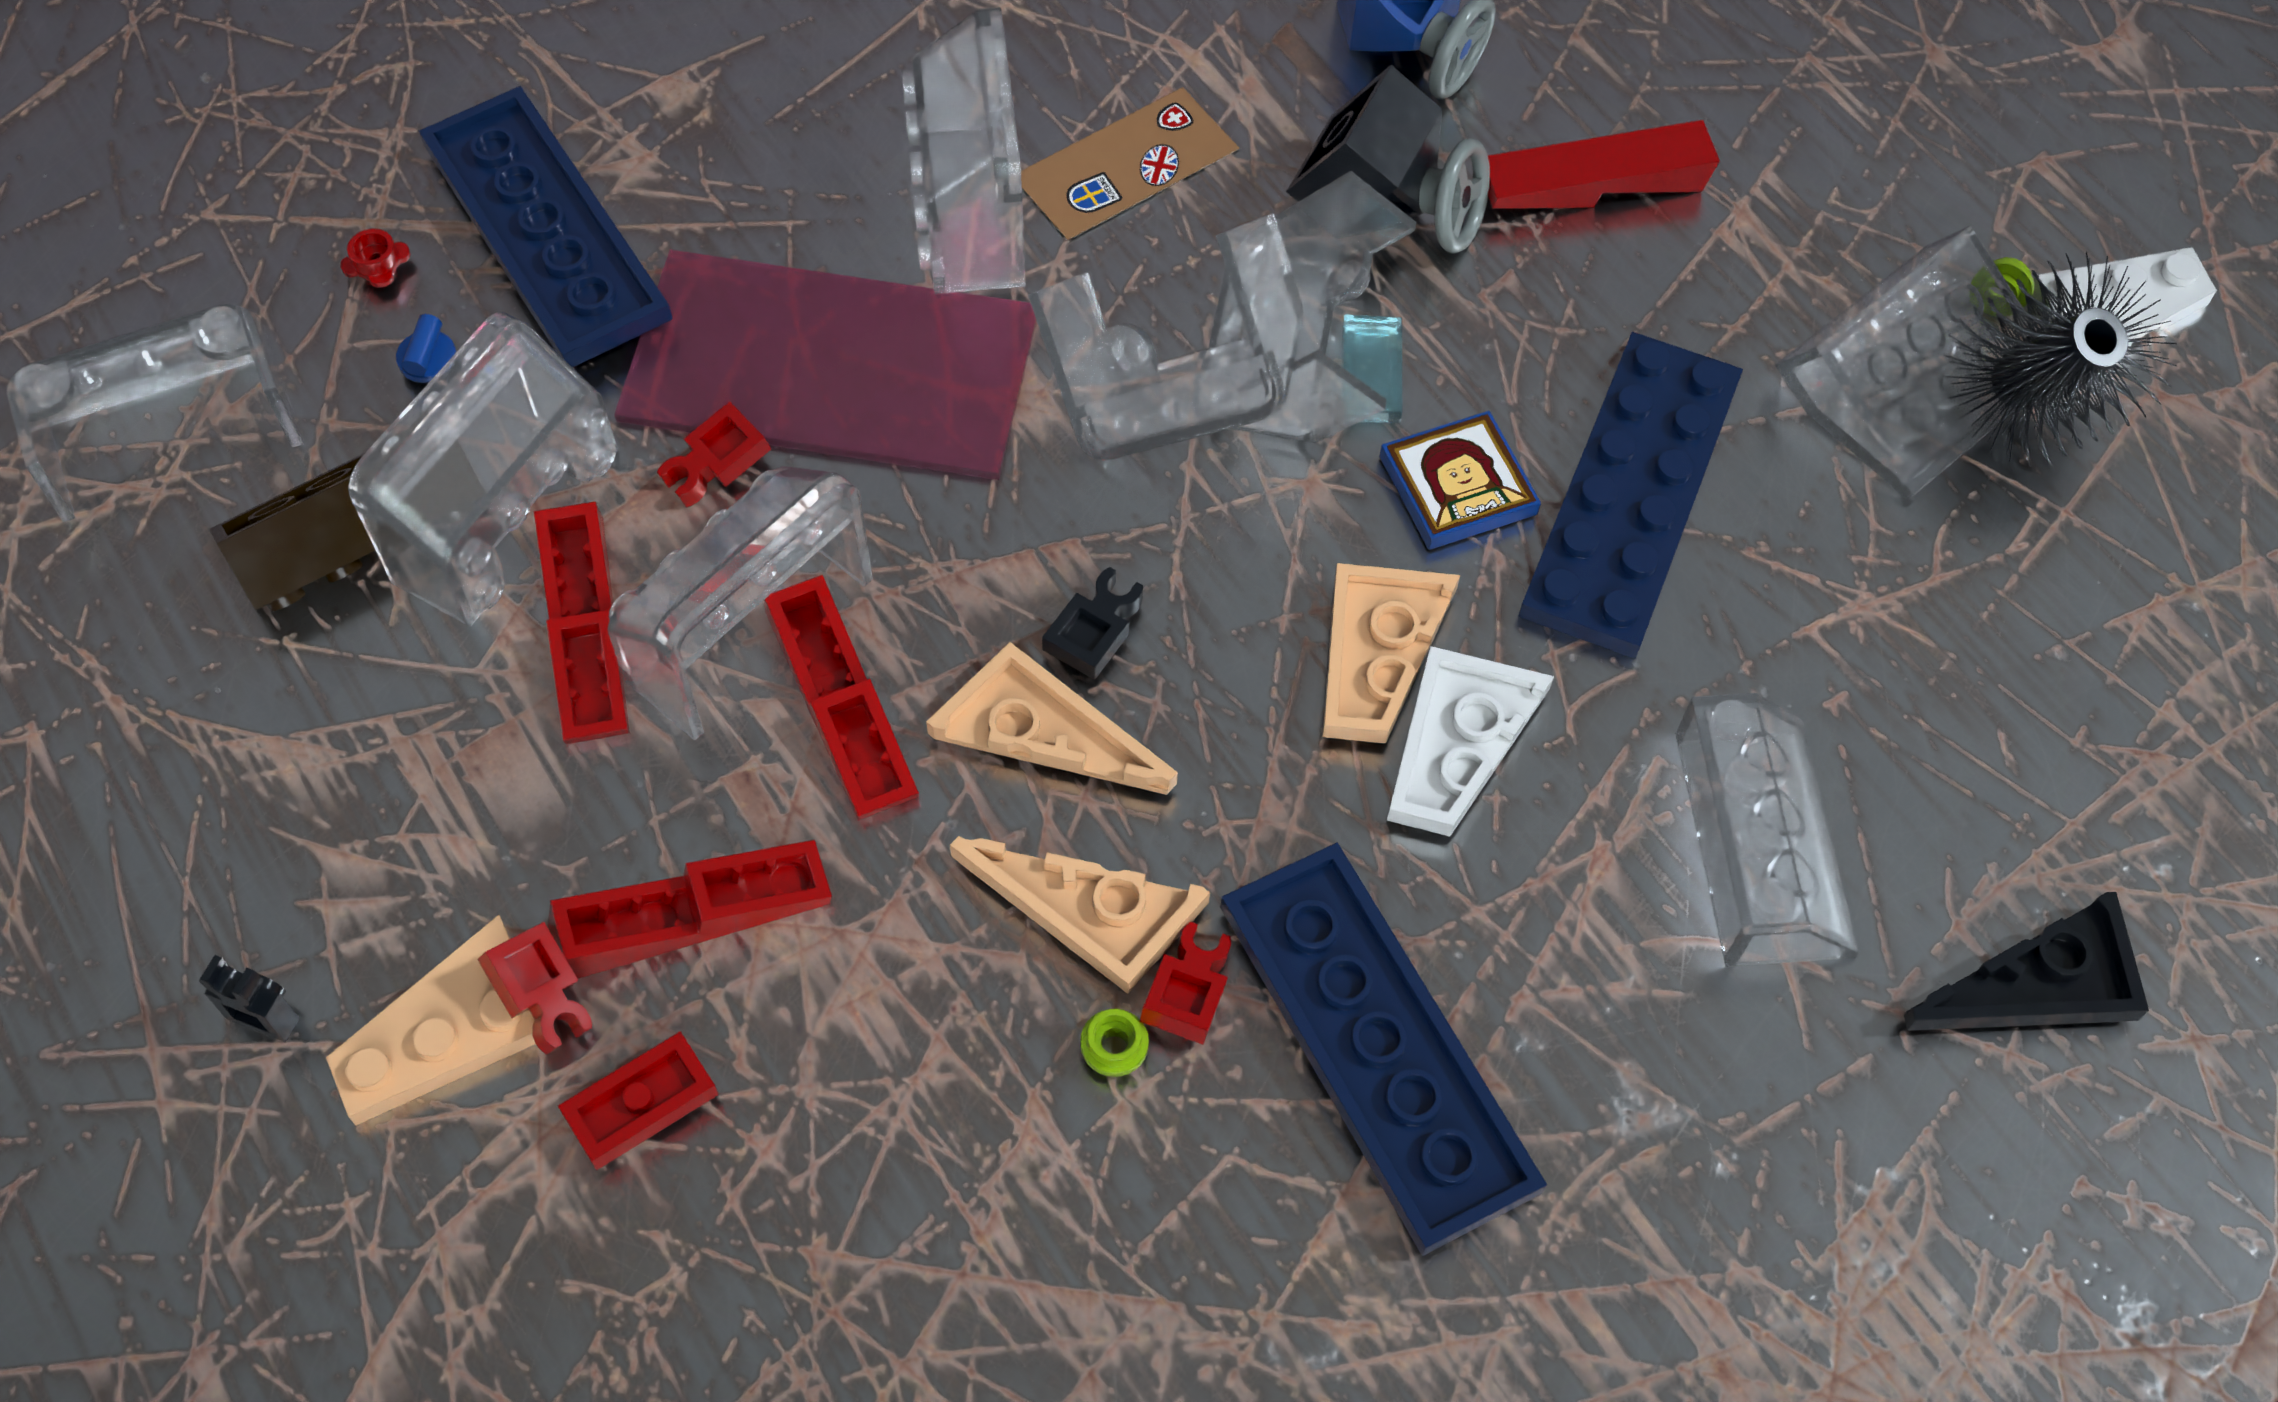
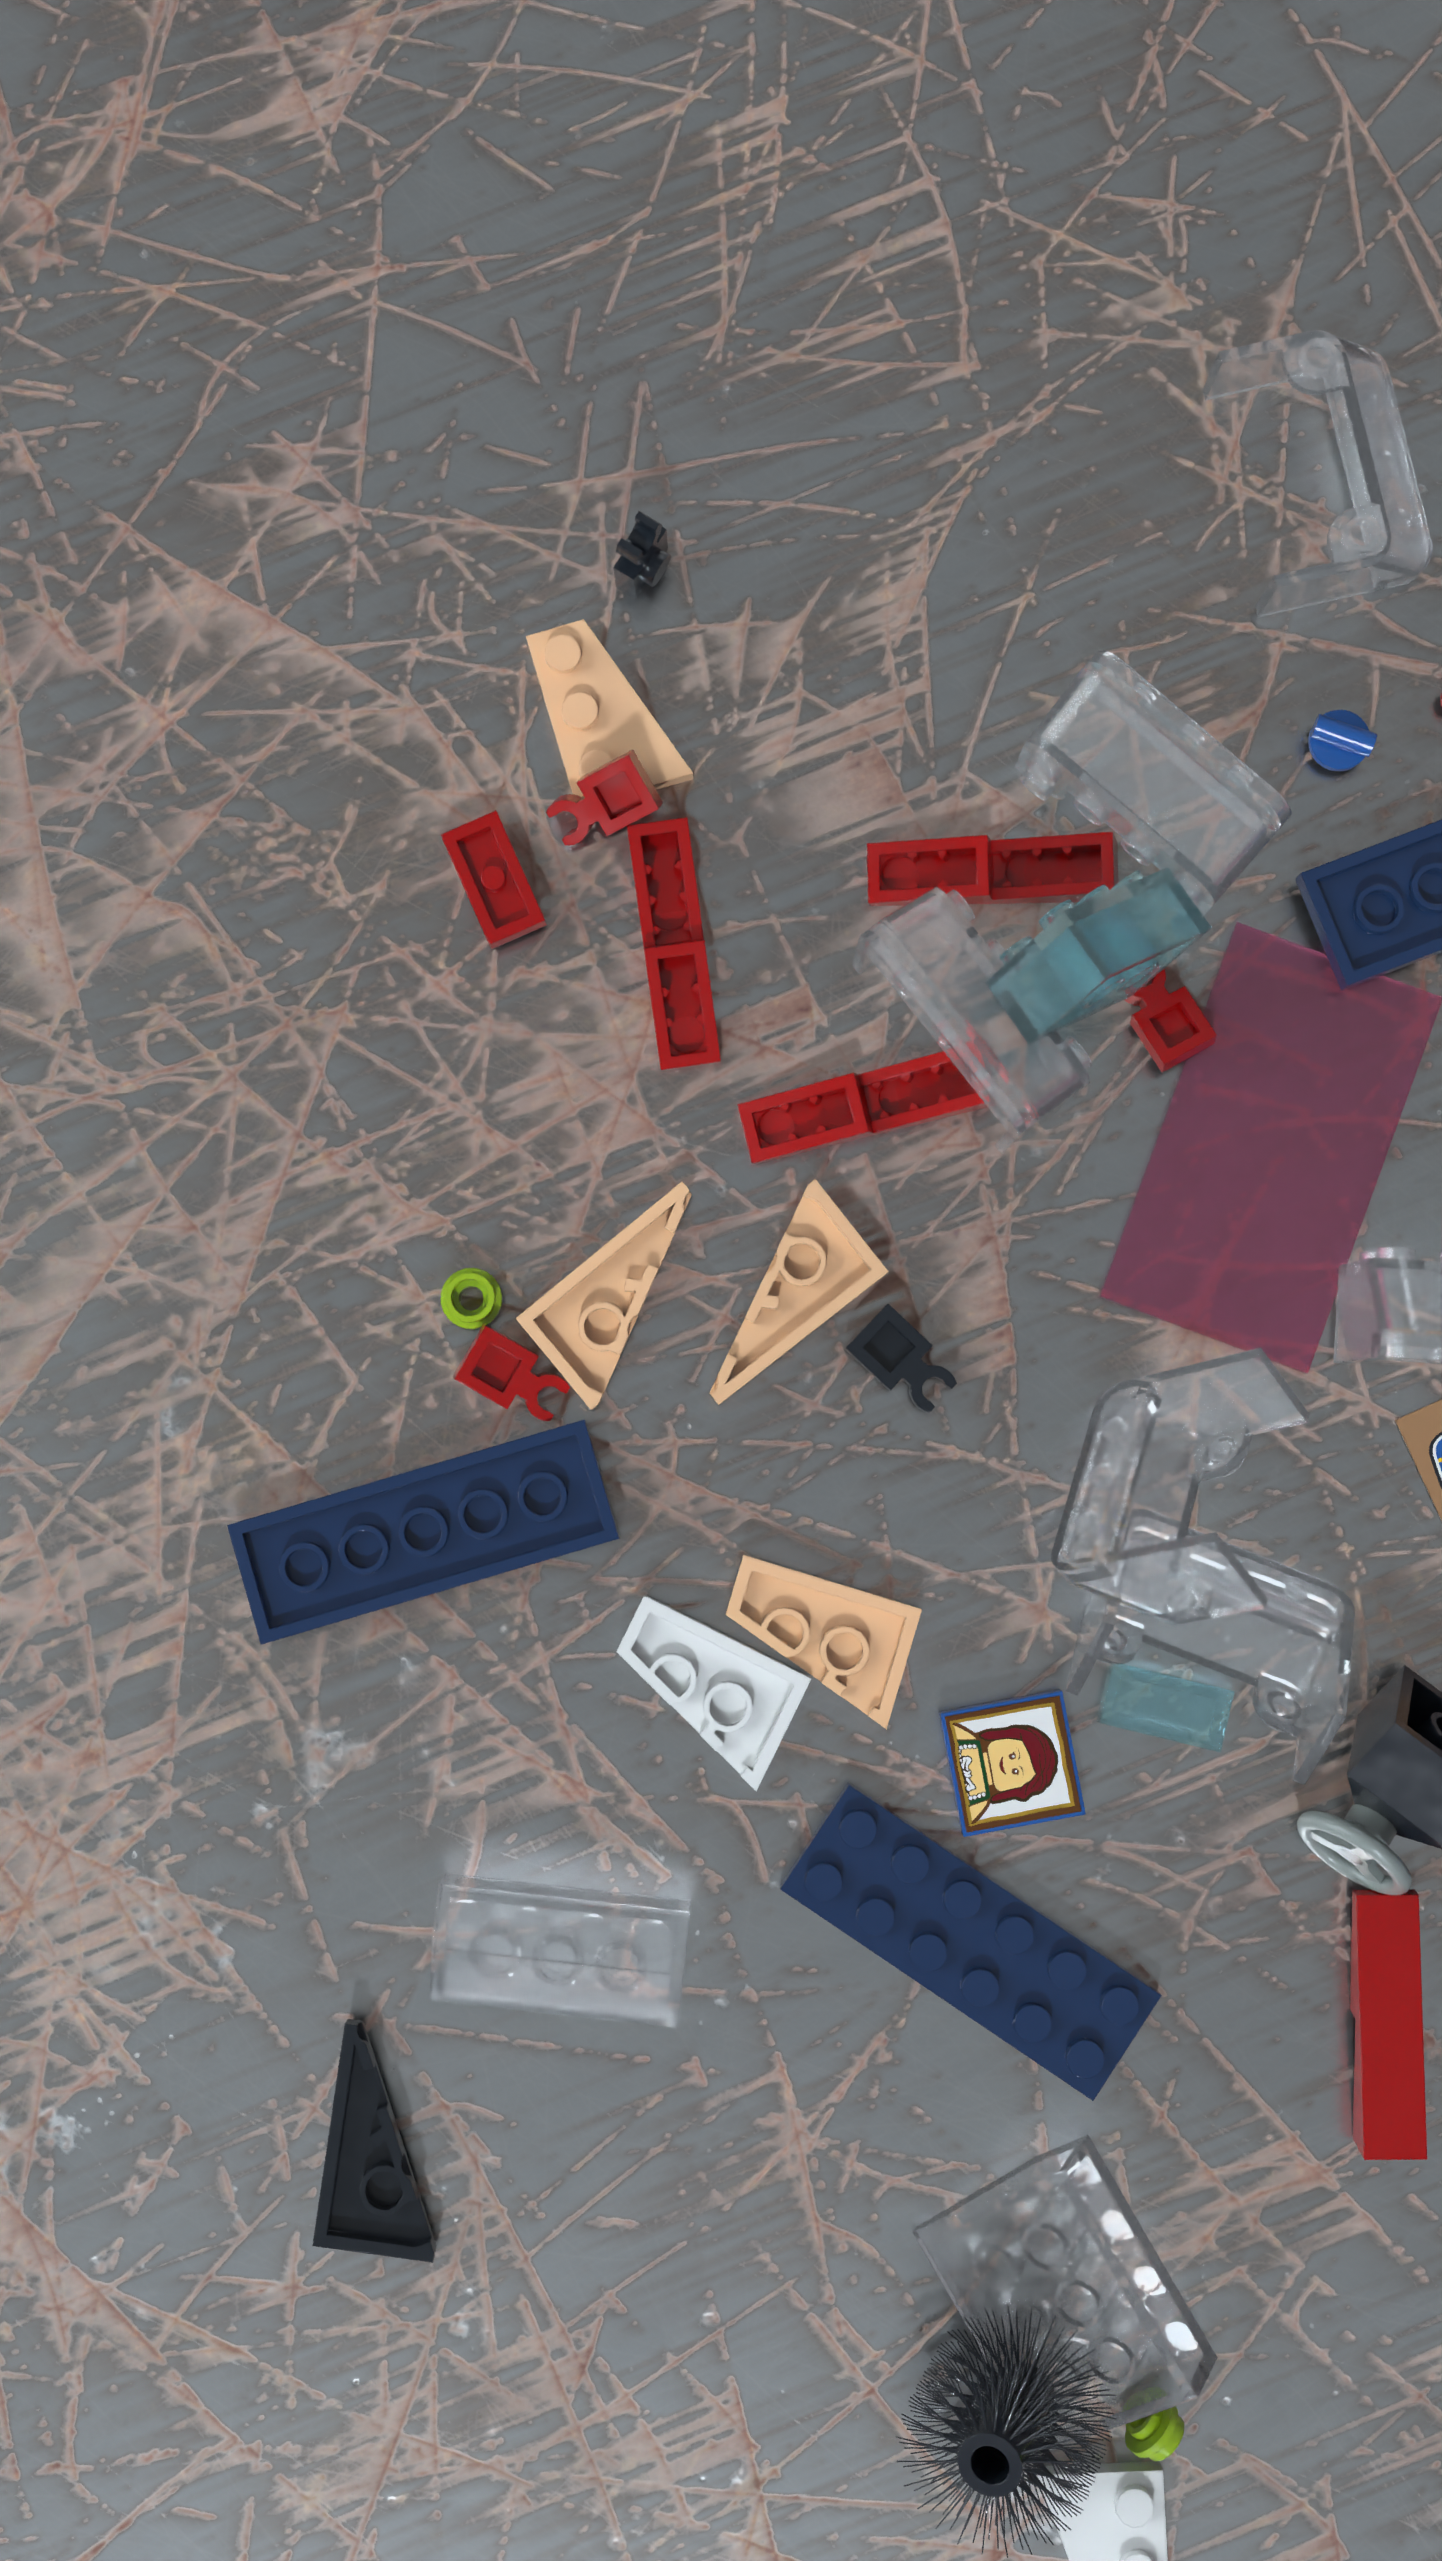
camera: 105 degrees right, 25 degrees up
(296, 539) = (1136, 600): dark brown slope -> none
(665, 462) = (1096, 952): none -> clear light blue brick

